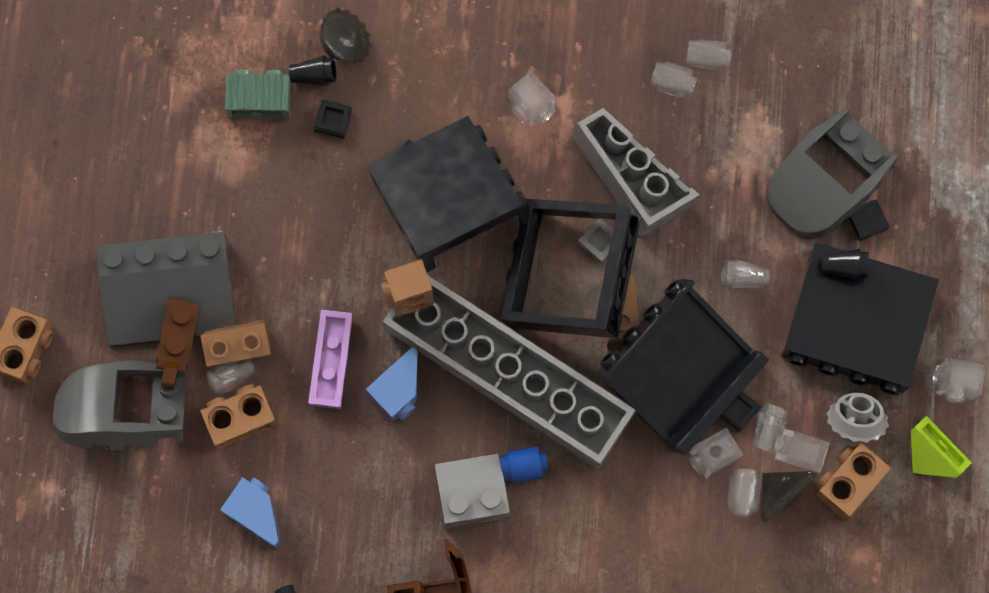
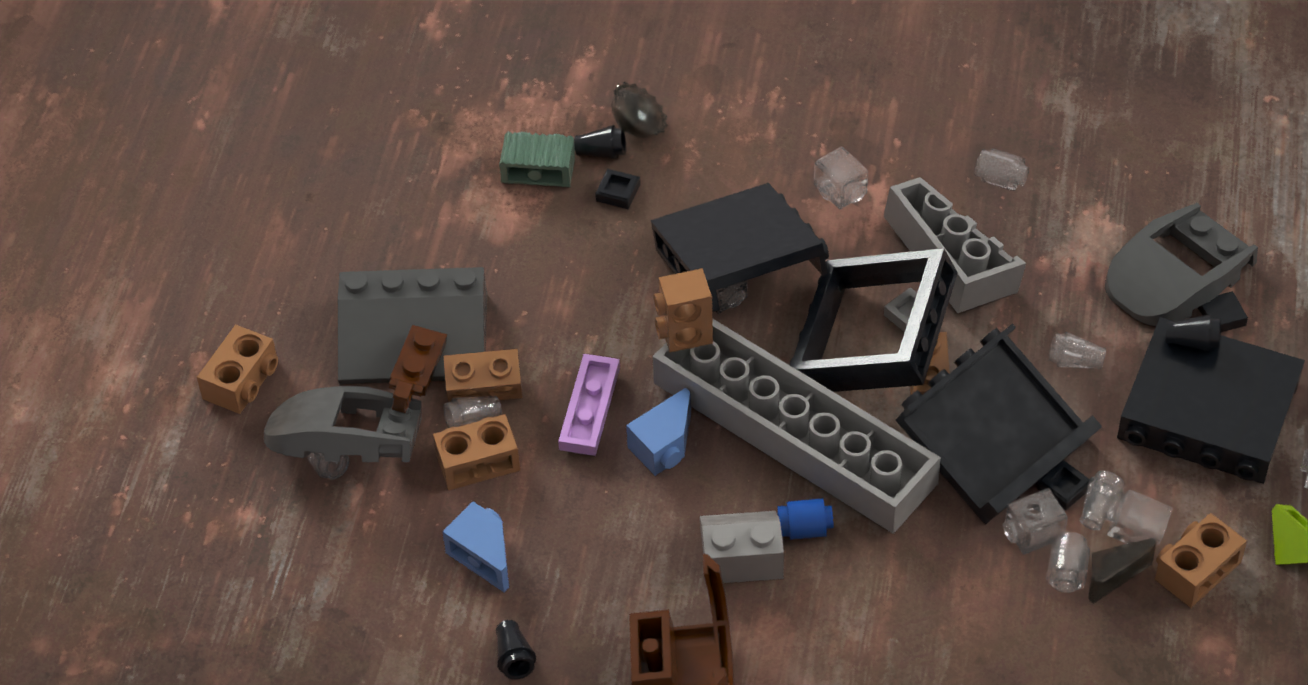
camera: 10 degrees right, 25 degrees down
(708, 55) = (1043, 150): clear brick -> none
(858, 417) = (1208, 491): light grey piece -> none

